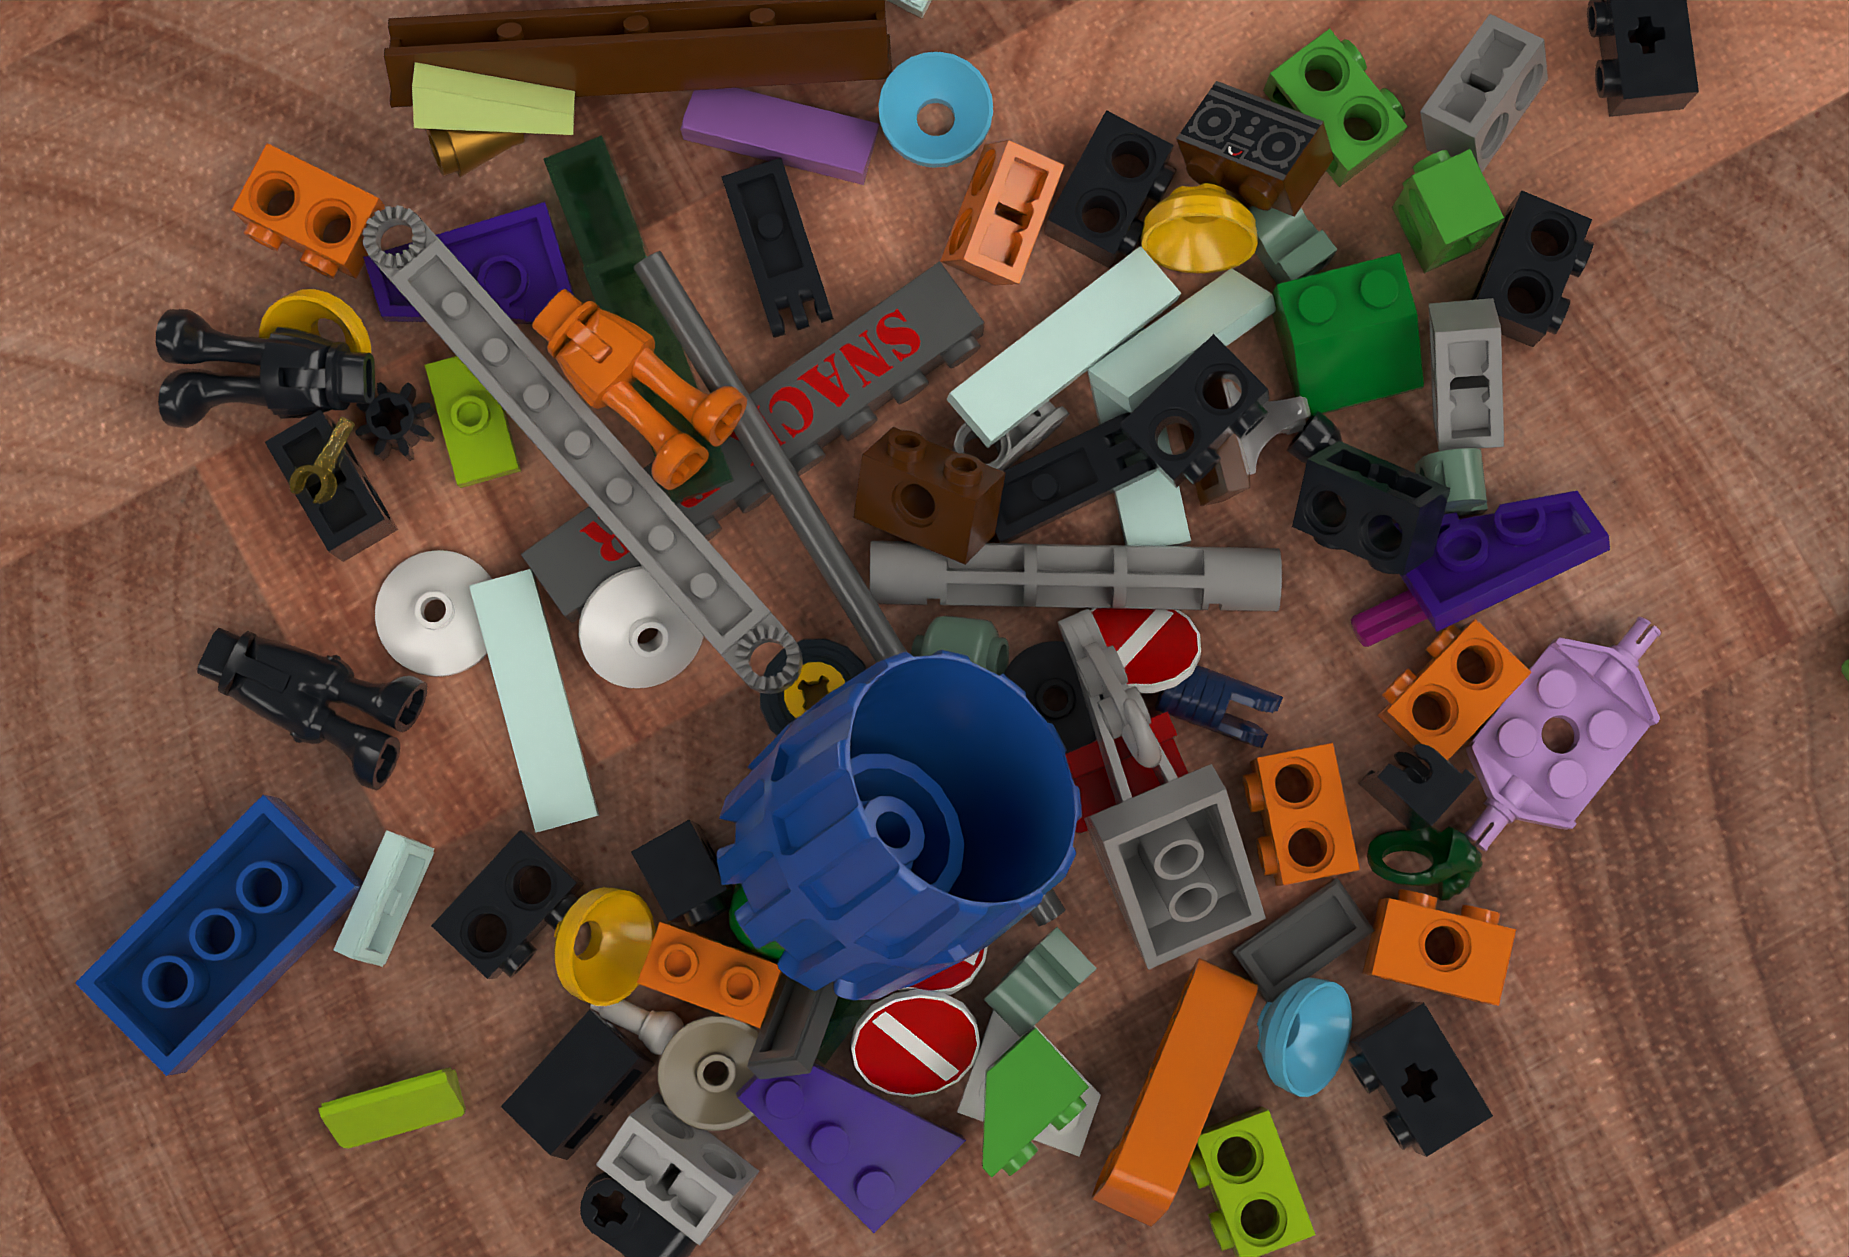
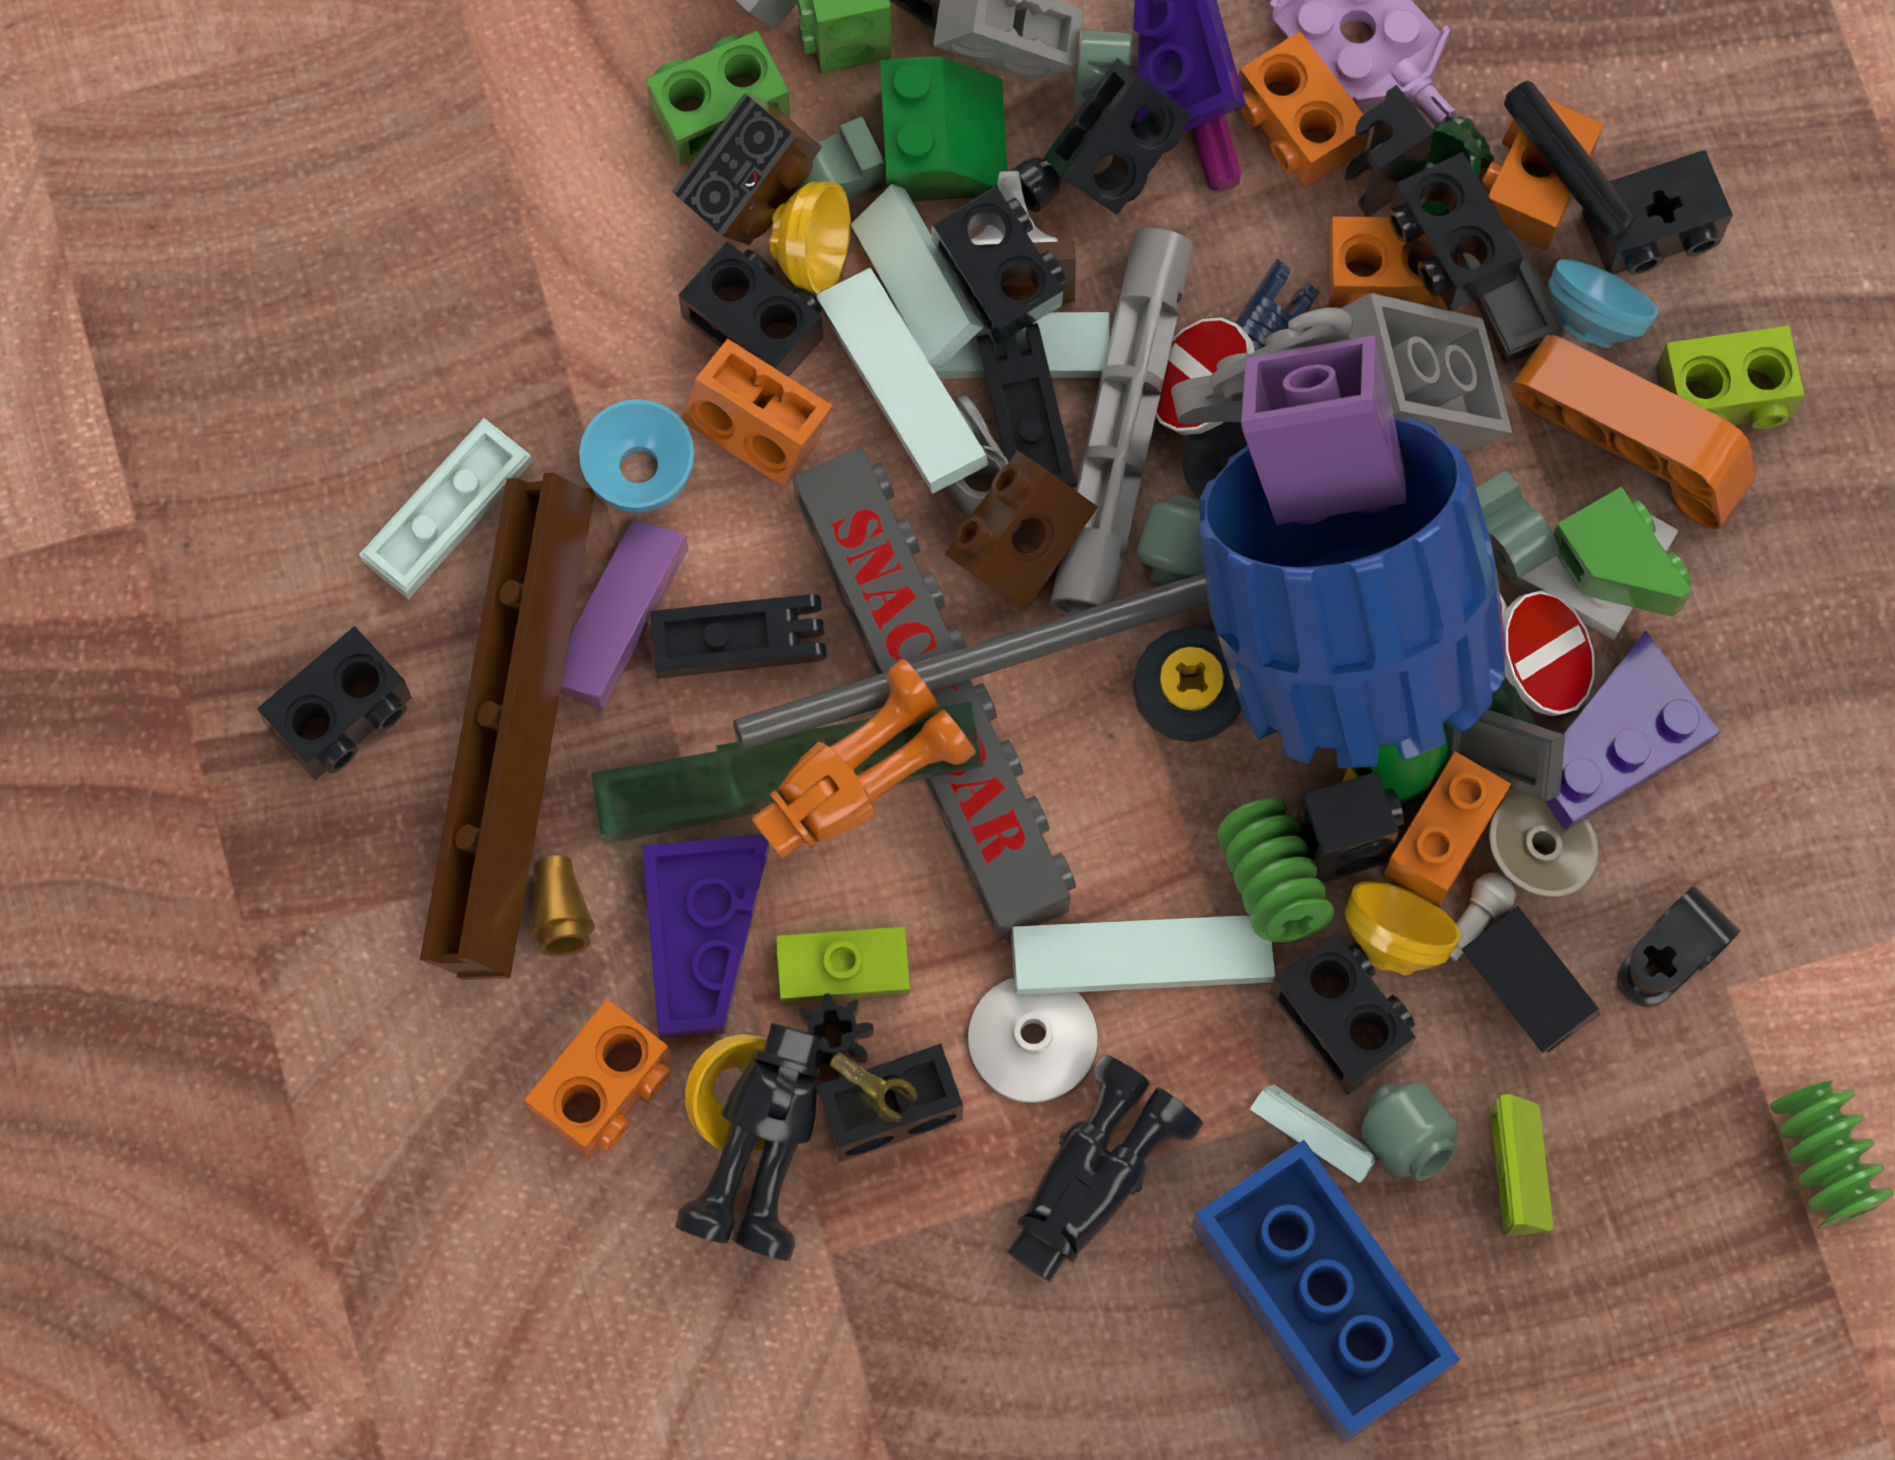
camera: 80 degrees left, 10 degrees down
(404, 990) = (1410, 1130): none -> sand green head
(482, 102) = (532, 879): yellowish green piece -> none
(582, 449) = (905, 843): light grey plate -> none
(616, 617) = (1091, 833): white dish -> none
(628, 808) = (1274, 872): none -> bright green piece
(677, 1169) = (1631, 893): light grey brick -> none
(1035, 756) = (1323, 431): none -> medium lavender slope
(1342, 881) = (1469, 228): none -> black brick
(1444, 974) = (1569, 160): none -> black axle

